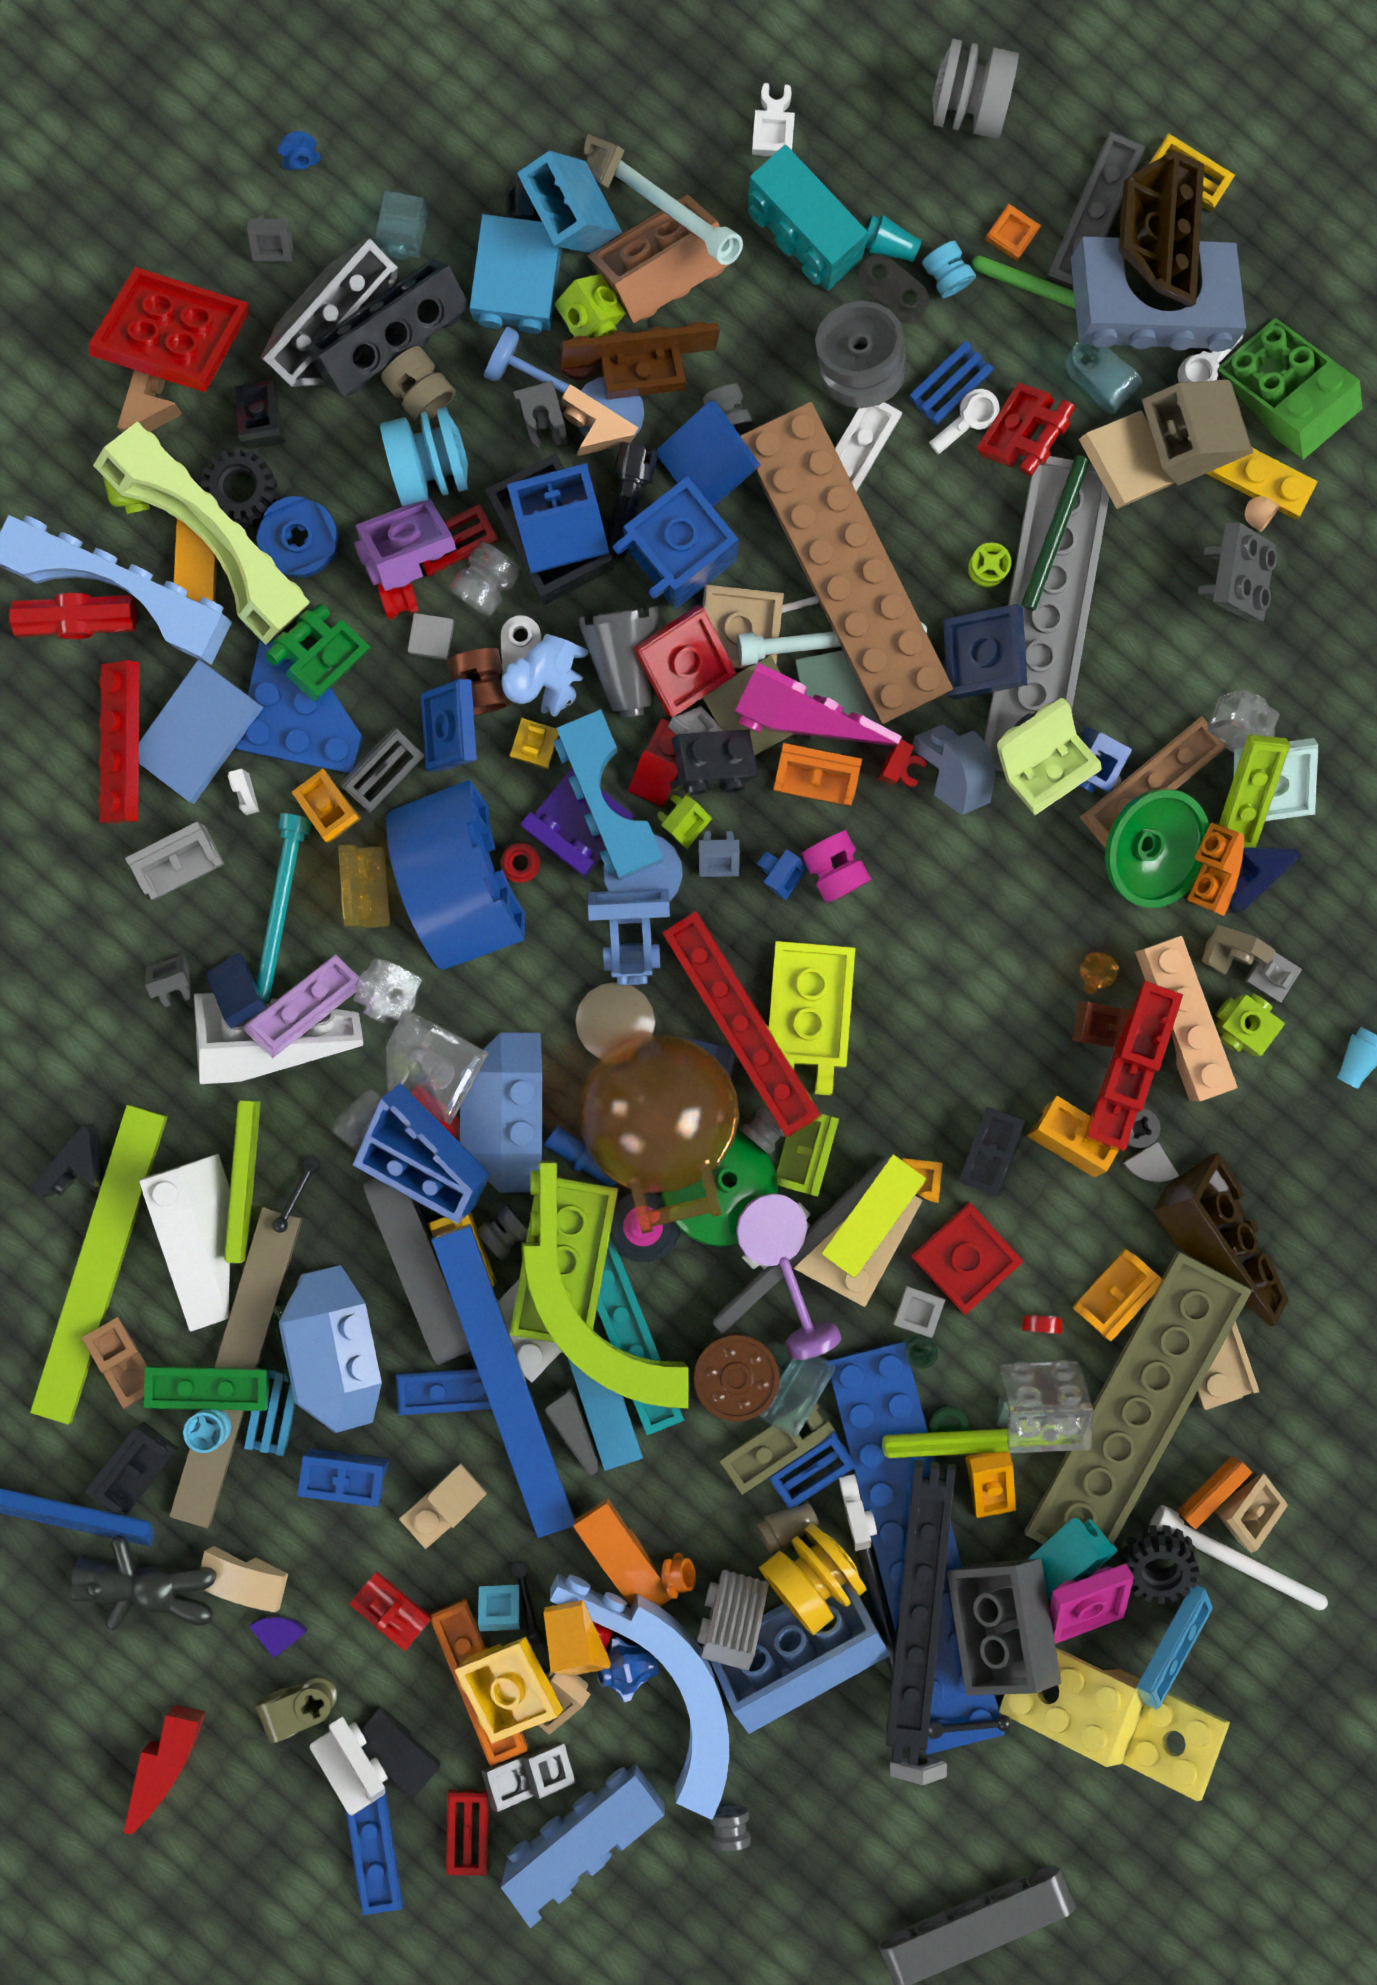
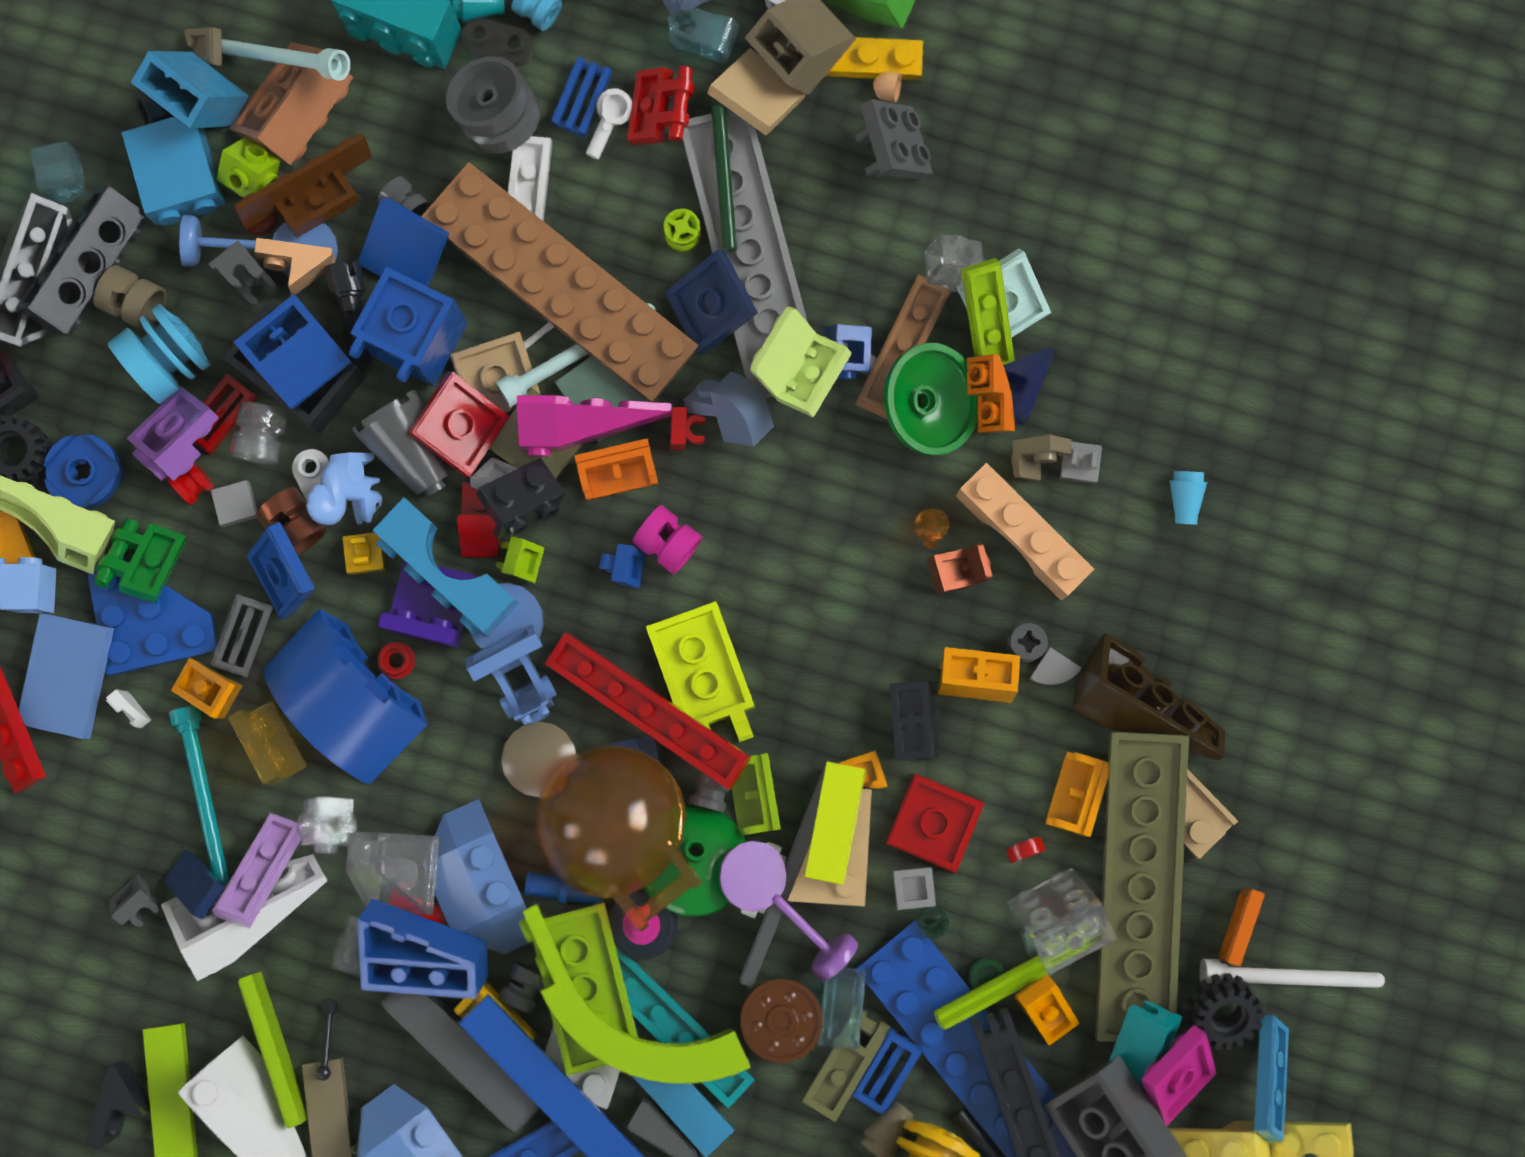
camera: 20 degrees left, 5 degrees down
(175, 860) = (93, 795): light grey hinge -> none
(718, 856) = (564, 576): sand blue tile -> none
(860, 1522) = (949, 1097): white plate -> none
(1133, 1066) = (997, 591): red slope -> none
(1252, 1512) = (1282, 928): tan slope -> none
(1260, 1029) = (1088, 505): lime brick -> none

